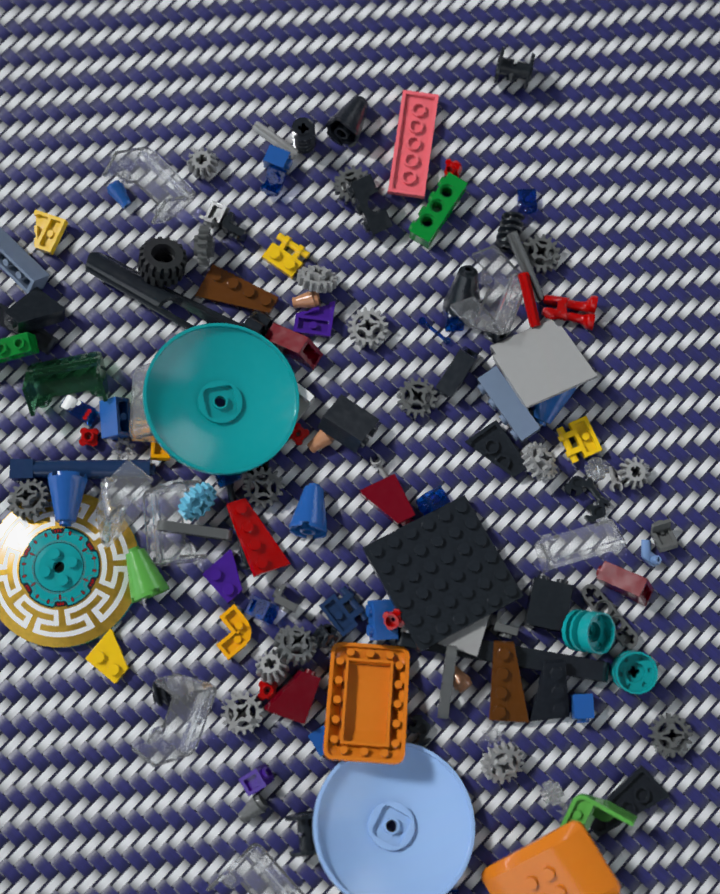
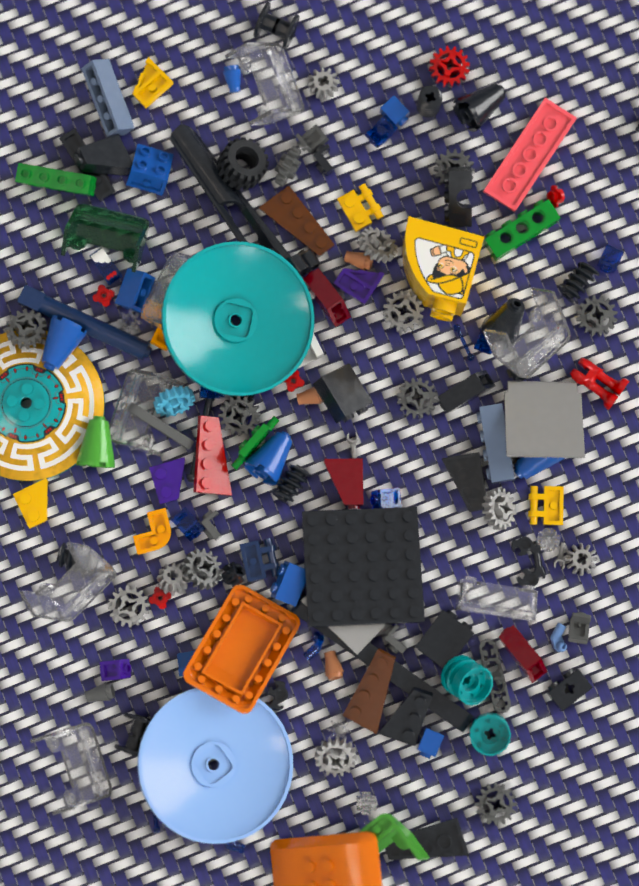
camera: 25 degrees right, 5 degrees up
(80, 306) = (150, 169): none -> blue bracket
(117, 501) = (106, 371): clear windscreen -> none
(137, 131) = (276, 25): none -> black hose
(274, 139) = (402, 91): light grey axle -> none
(289, 497) = (248, 447): none -> green plate
(295, 697) = (182, 614): dark red slope -> none
(298, 98) = (442, 64): none -> red gear
(340, 527) = (291, 483): none -> black piece
(382, 267) = (440, 265): none -> yellow brick
(389, 623) = (293, 587): red plate -> none
(434, 667) = (316, 647): none -> clear blue arm
(447, 681) = (320, 664): dark grey beam -> none
(525, 264) = (576, 322): dark grey axle -> none
(529, 299) = (563, 355): red axle -> none
(691, 590) = (580, 687): none -> black brick

